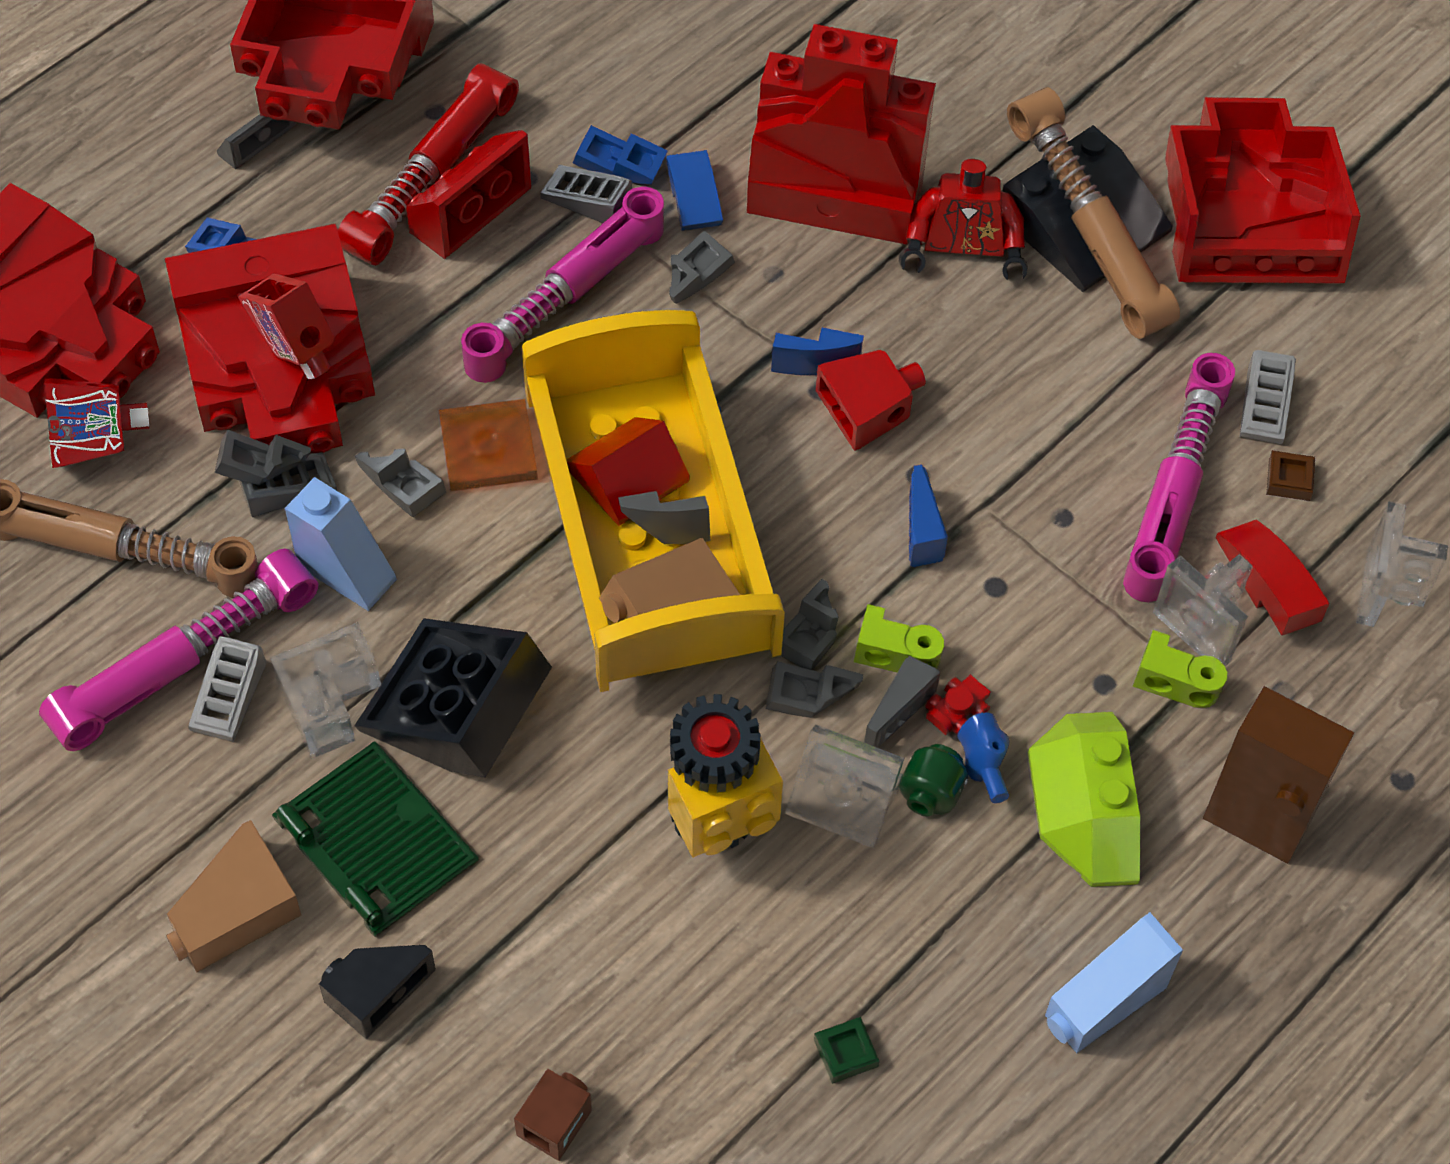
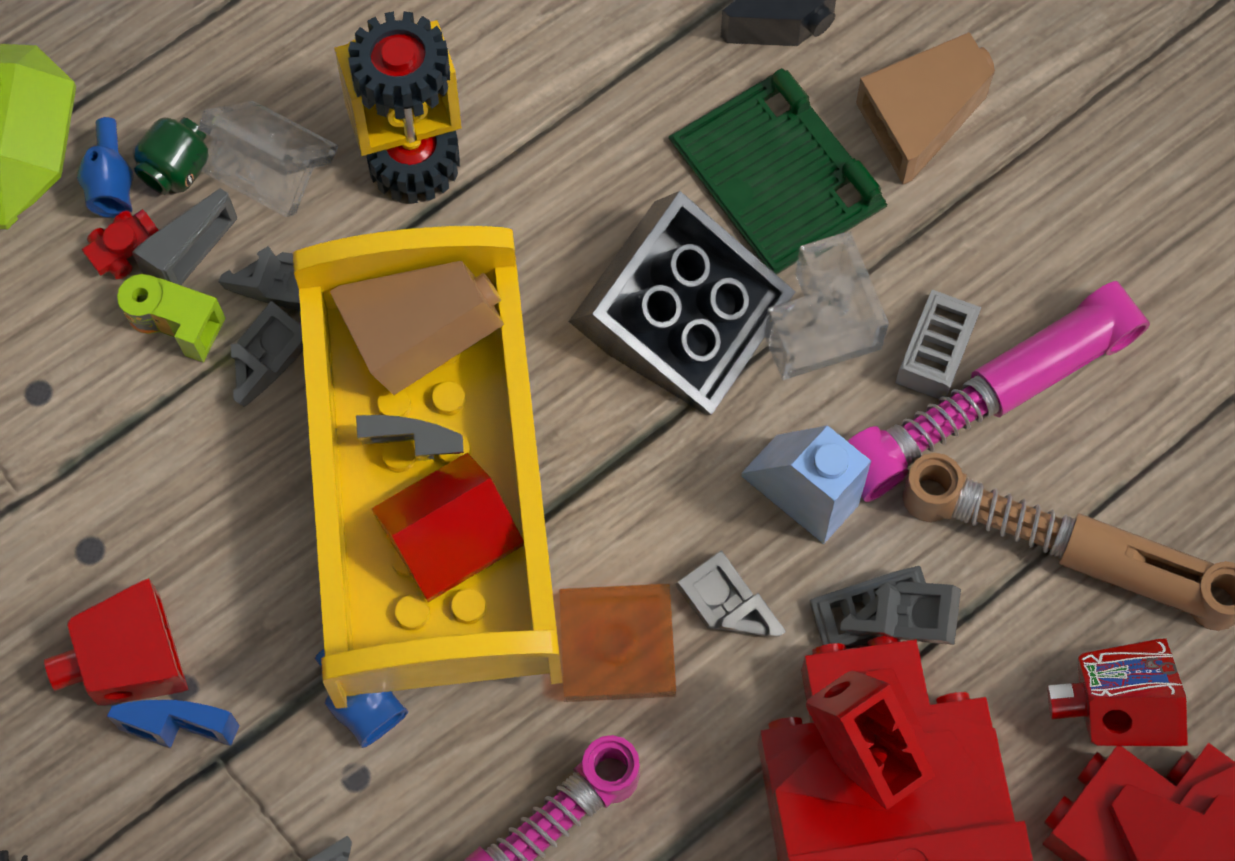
camera: 170 degrees left, 10 degrees up
(926, 526) = (101, 452): blue slope -> none

